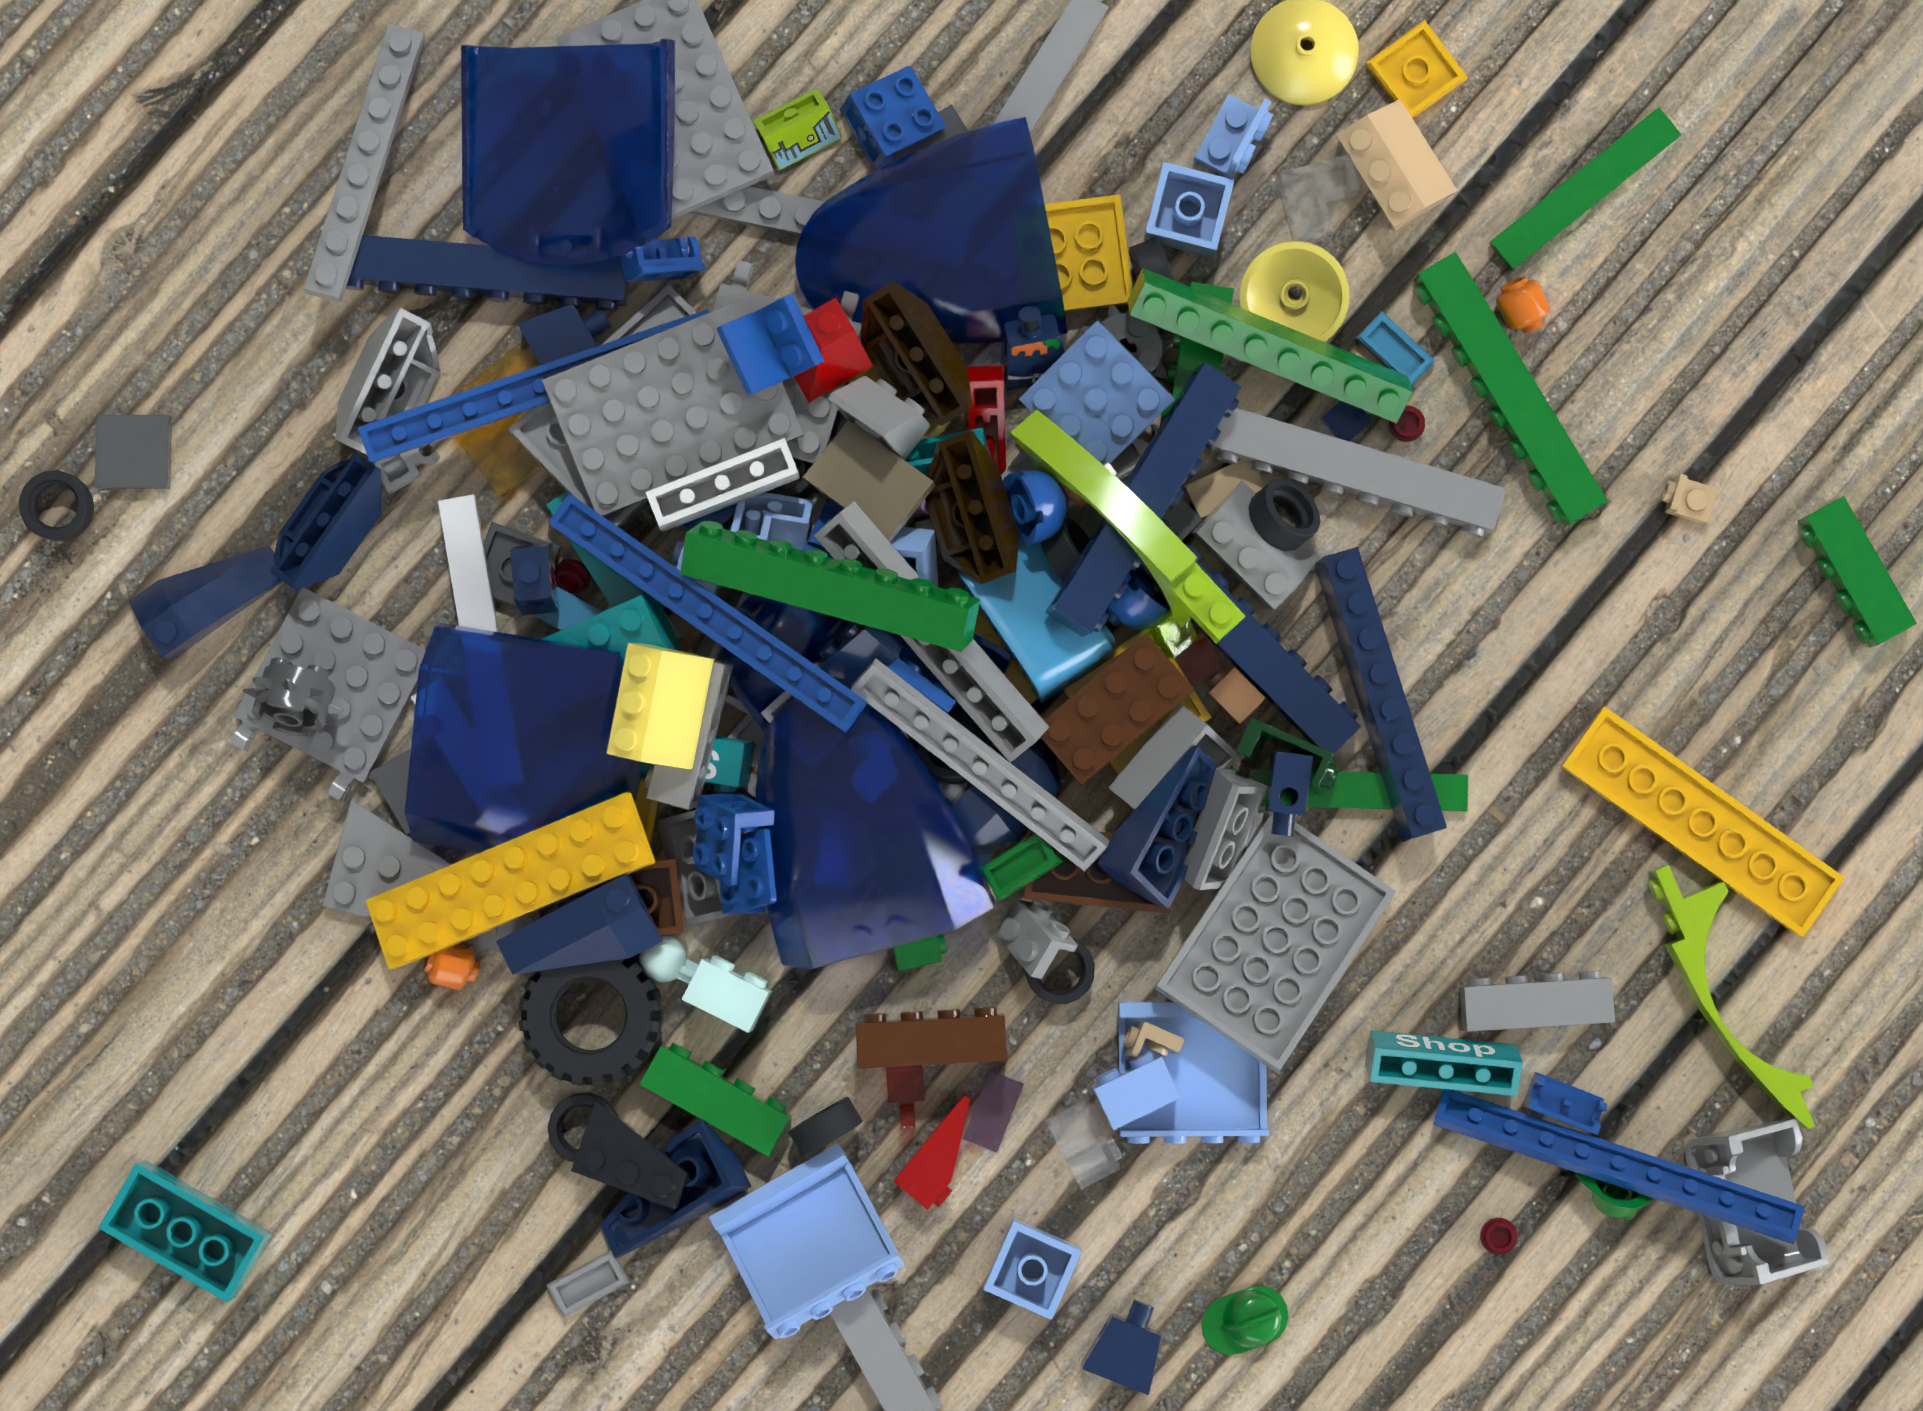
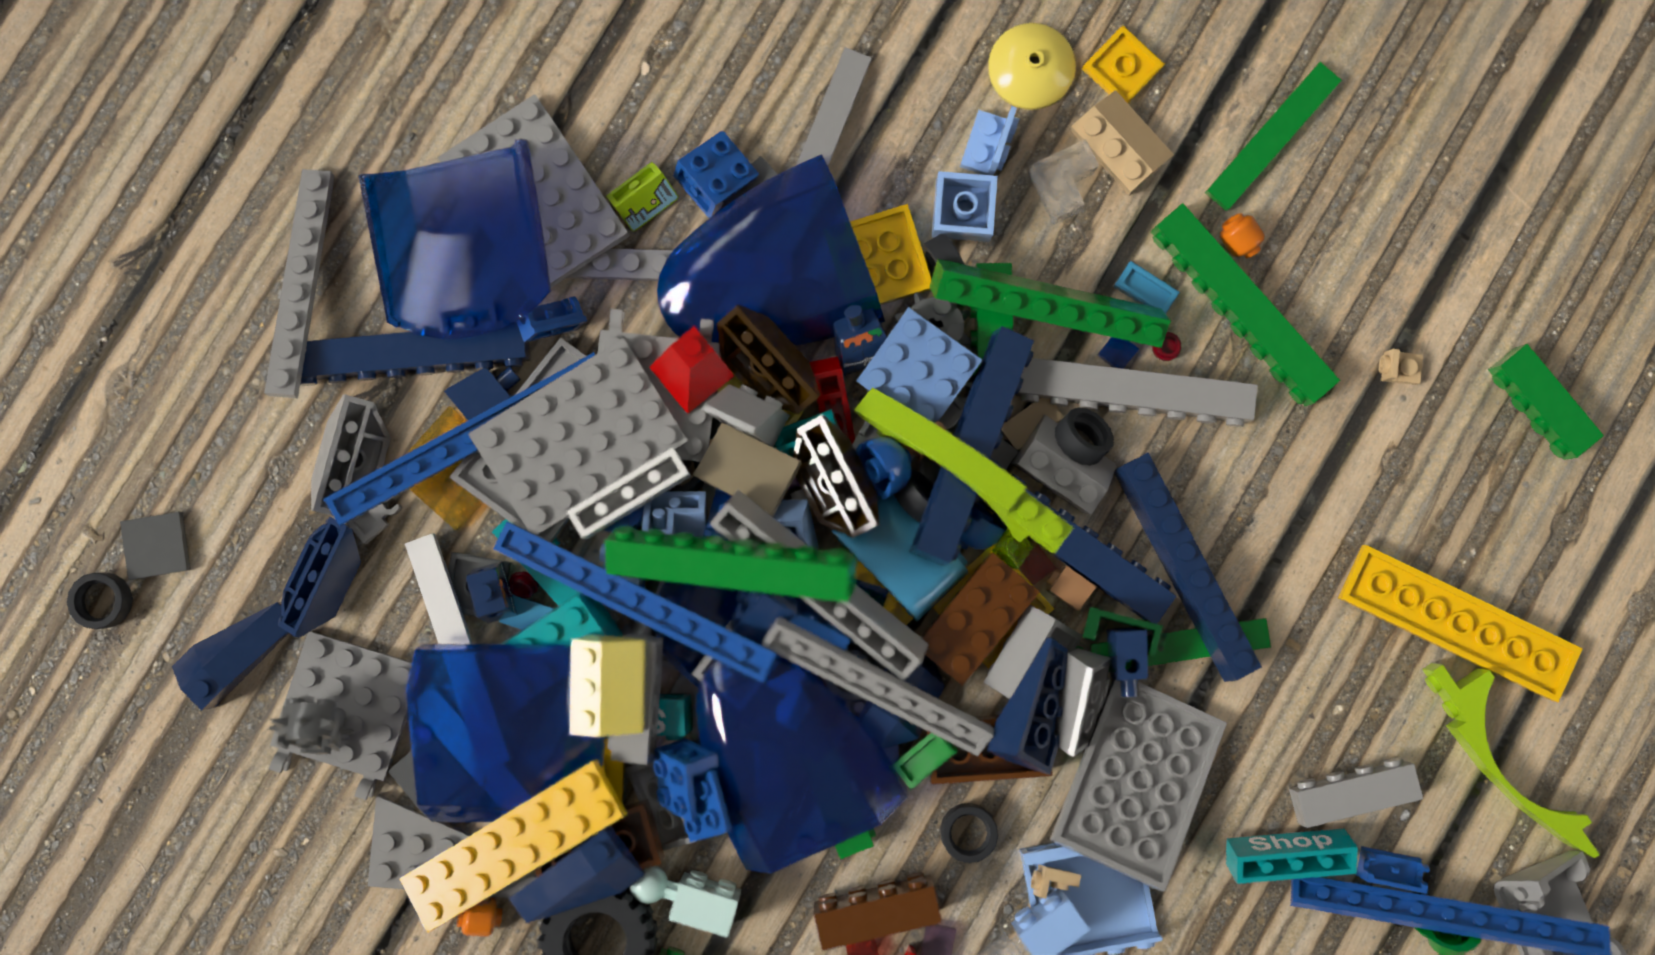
camera: 10 degrees left, 0 degrees up
(770, 345) = (647, 374): blue bracket -> none
(1034, 936) = (945, 812): light grey bracket -> none
(1303, 265) = (1068, 235): light yellow dish -> none

